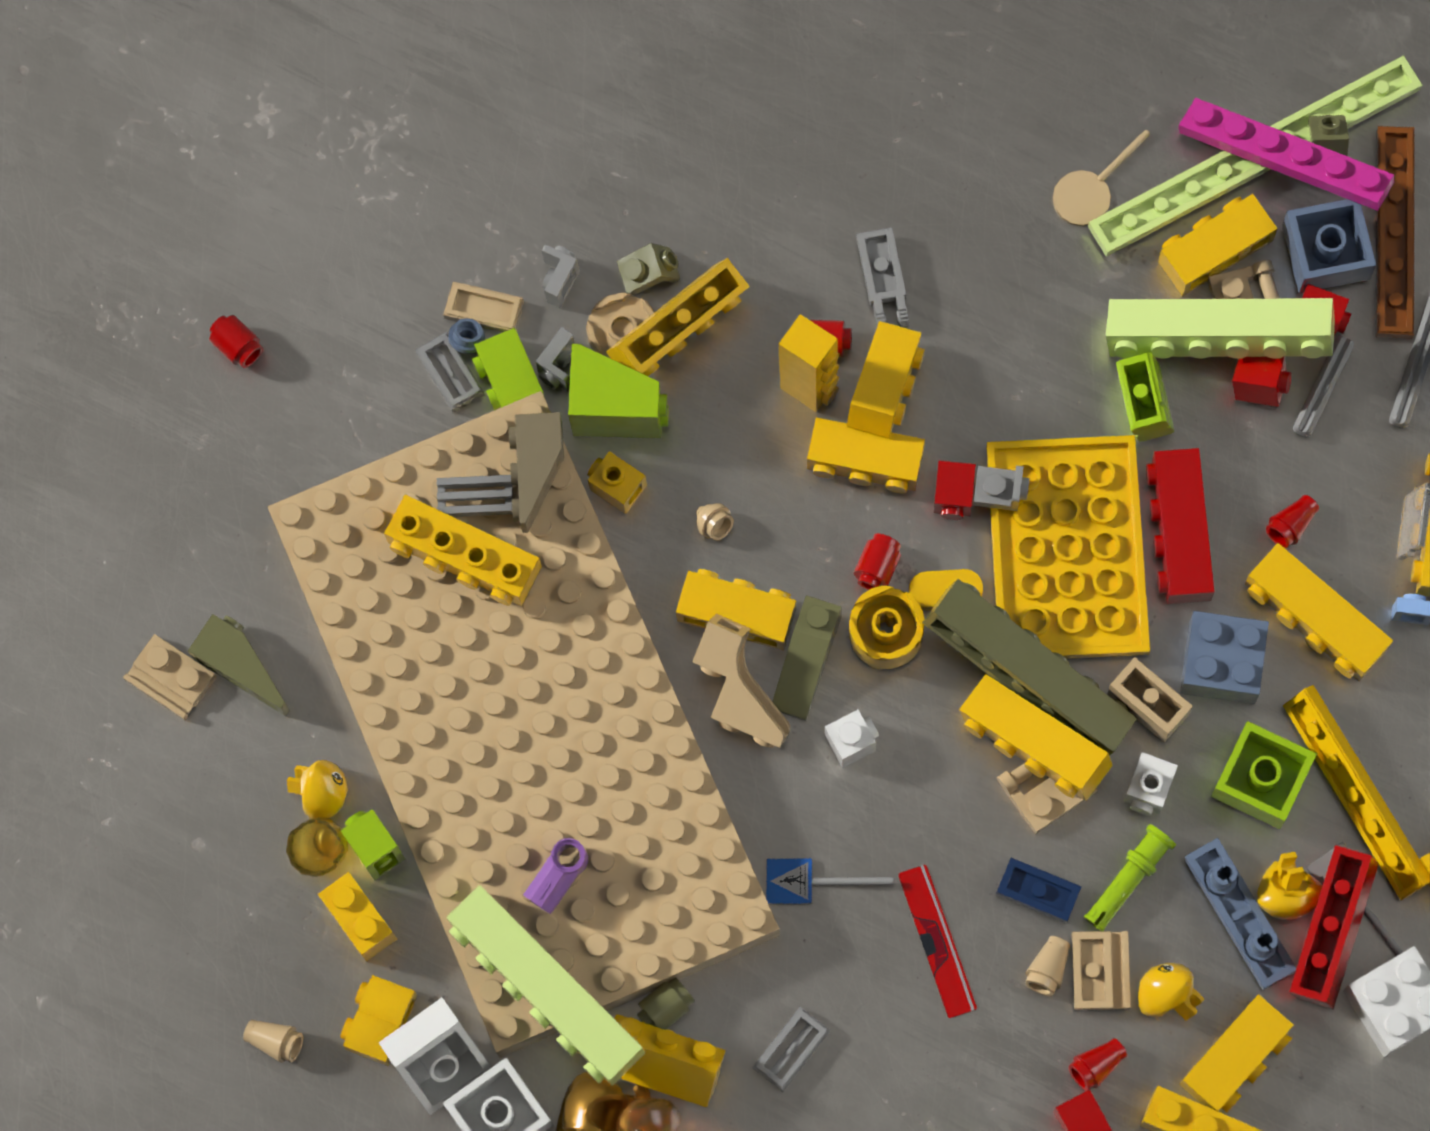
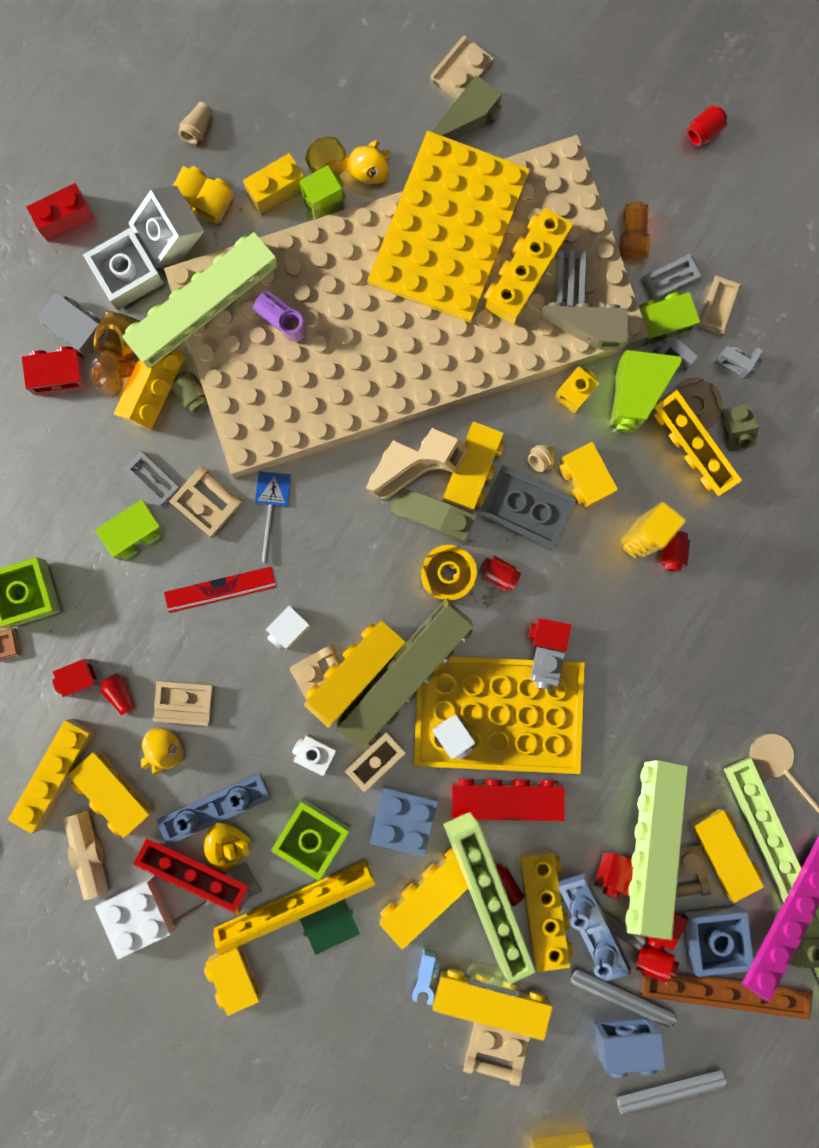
camera: 85 degrees right, 10 degrees up
(401, 423) = (634, 238): none -> clear orange piece
(412, 663) = (448, 226): none -> yellow plate
(465, 328) = (704, 290): sand blue plate -> none
(733, 458) = (587, 475): none -> yellow brick
(783, 533) = (527, 507): none -> dark grey plate
(826, 977) = (201, 509): none -> tan plate
(851, 738) = (369, 541): white brick -> none
(865, 456) = (581, 571): yellow brick -> none
(869, 1067) = (130, 530): none -> lime brick
(882, 273) = (722, 599): light grey hinge -> none
(886, 380) = (637, 591): yellow brick -> none
(930, 585) = (478, 610): yellow tile -> none
(982, 837) = (287, 628): none -> white brick
(1038, 890) = (245, 665): dark blue plate -> none
(1048, 967) = (190, 666): tan cone -> none
(1105, 598) = (454, 737): none -> white brick
(1140, 863) = (256, 740): lime pin -> none
(1145, 397) = (608, 784): lime brick -> none
(1309, 531) = (489, 897): none -> yellowish green brick
(1318, 466) = (544, 910): none -> yellow brick
(1324, 1081) = (85, 855): none -> tan piece
(1332, 399) = (594, 927): none -> sand blue plate
(1369, 318) = (657, 964): none -> red brick
(1379, 745) = (329, 926): none -> clear green piece

